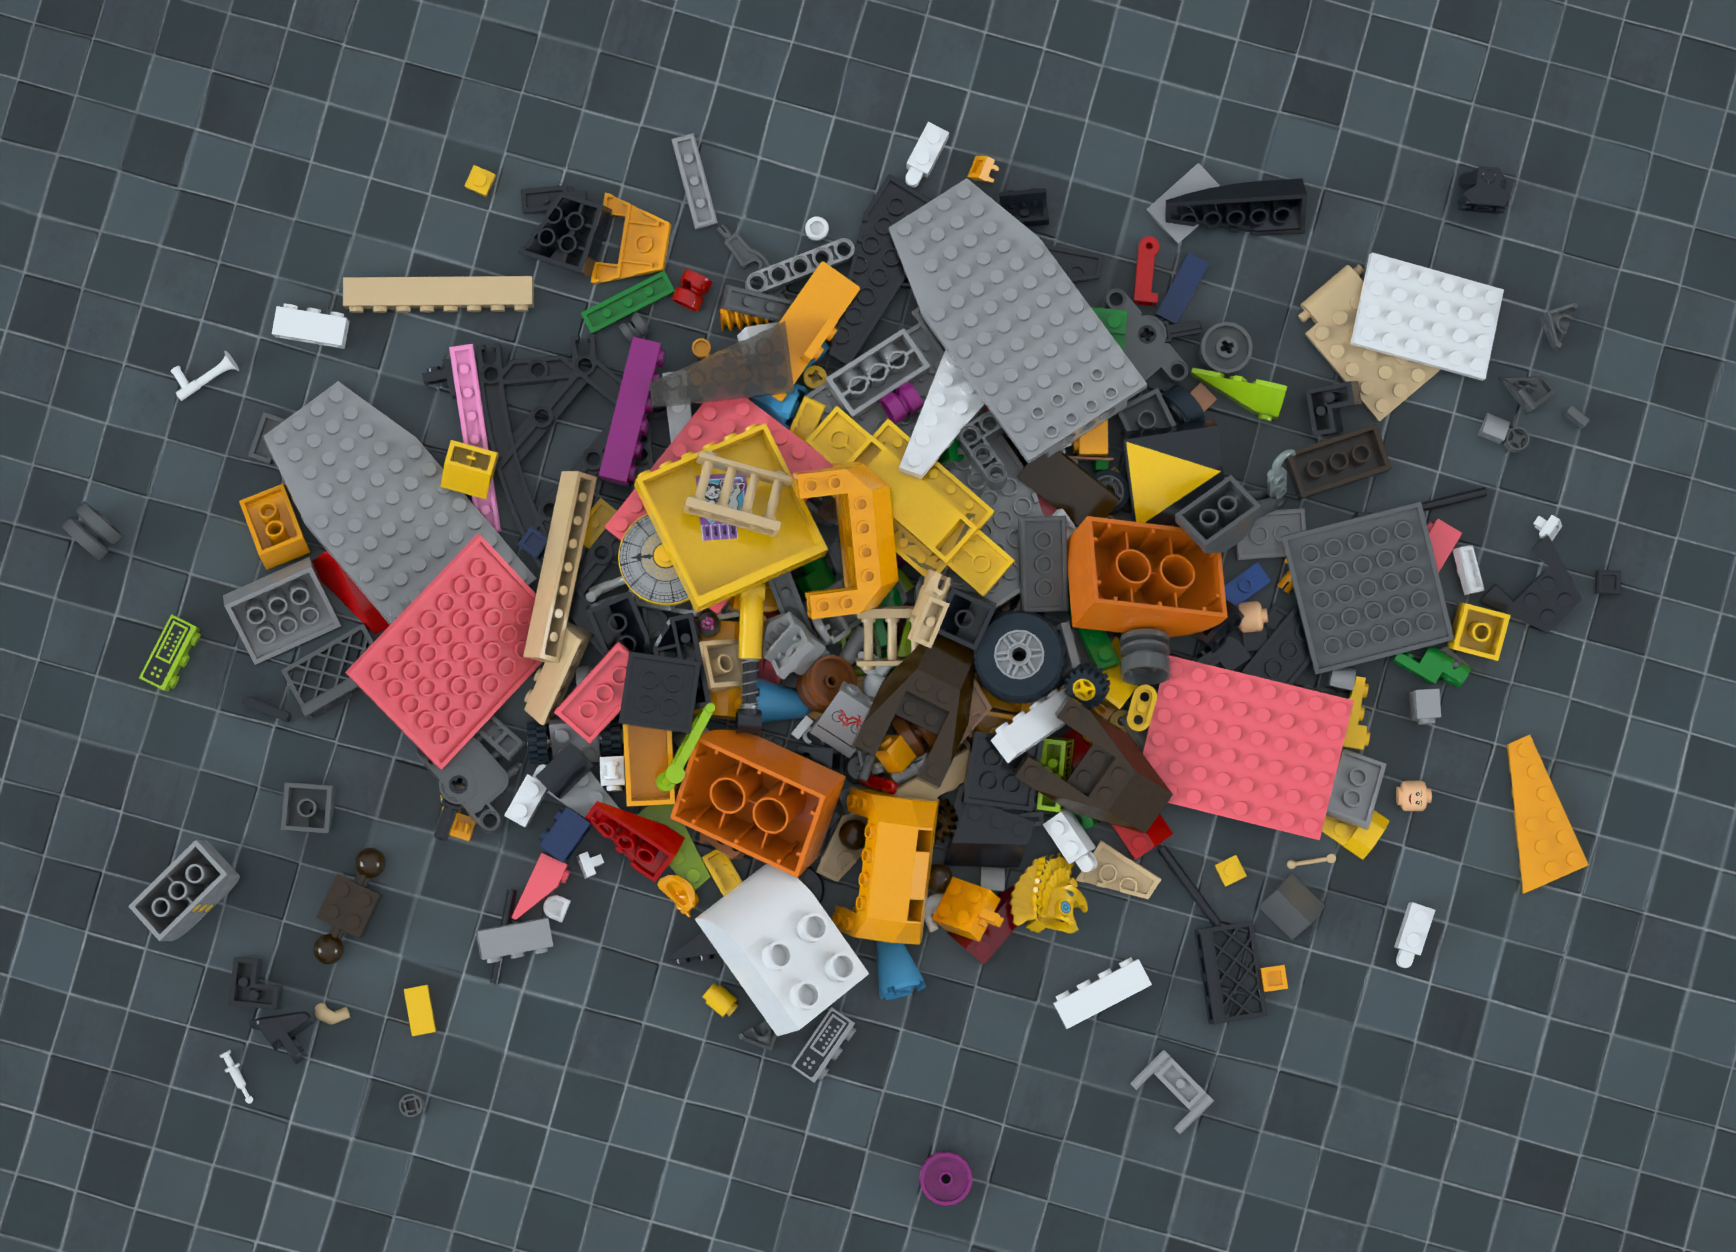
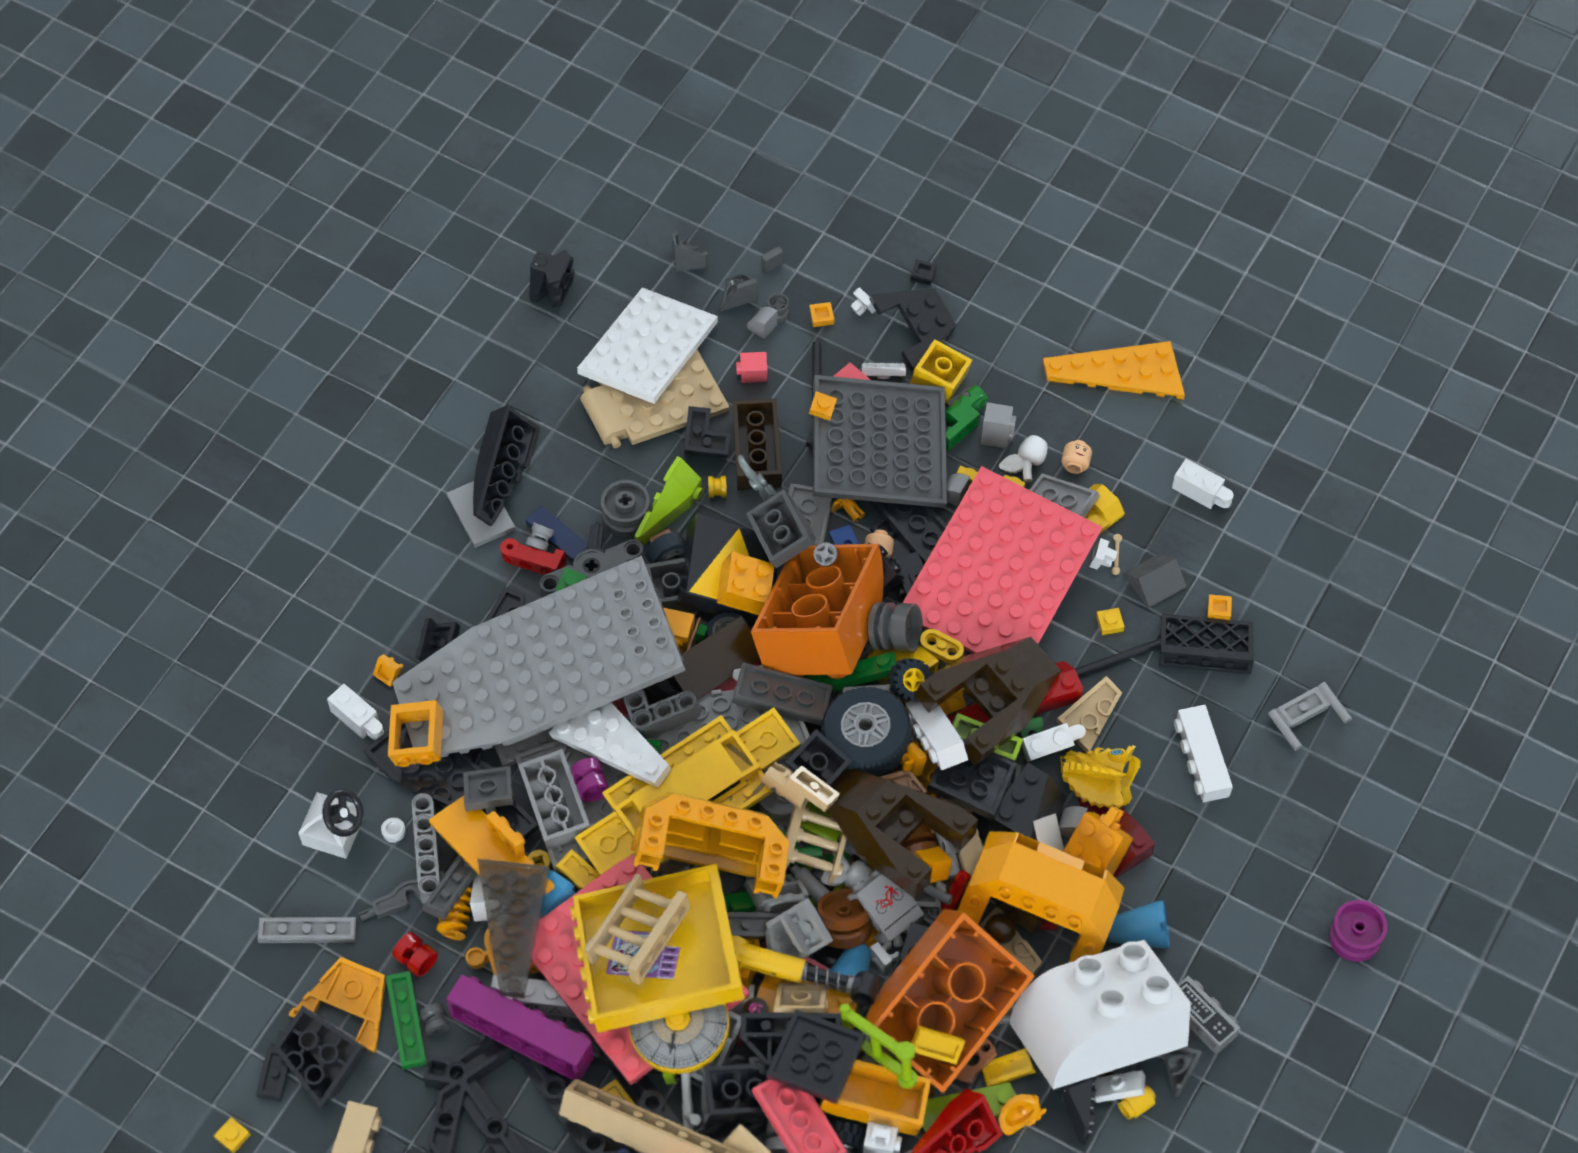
camera: 75 degrees left, 25 degrees down
(707, 801) = (937, 1044): none -> yellow tile
(729, 987) = (1120, 1086): none -> white plate
(802, 170) = (332, 822): none -> white piece
(868, 307) = (488, 789): none -> dark grey hinge
(912, 238) = (416, 712): none -> light orange window
(965, 860) = (1048, 831): none -> white sticker
(1003, 710) = (914, 760): none -> light orange tile
(1153, 494) = (745, 583): none -> light orange brick
(1167, 272) = (542, 532): none -> light grey wheel
(1199, 567) = (822, 554): none -> light grey wheel
(1278, 435) = (717, 486): none -> yellow wheel
(1302, 845) = (1102, 555): none -> white tile
(1383, 519) = (822, 405): none -> light orange plate
(1405, 747) = (1031, 452): none -> white piece
(1433, 432) = (752, 367): none -> coral brick
(1521, 487) = (821, 314): none -> light orange plate

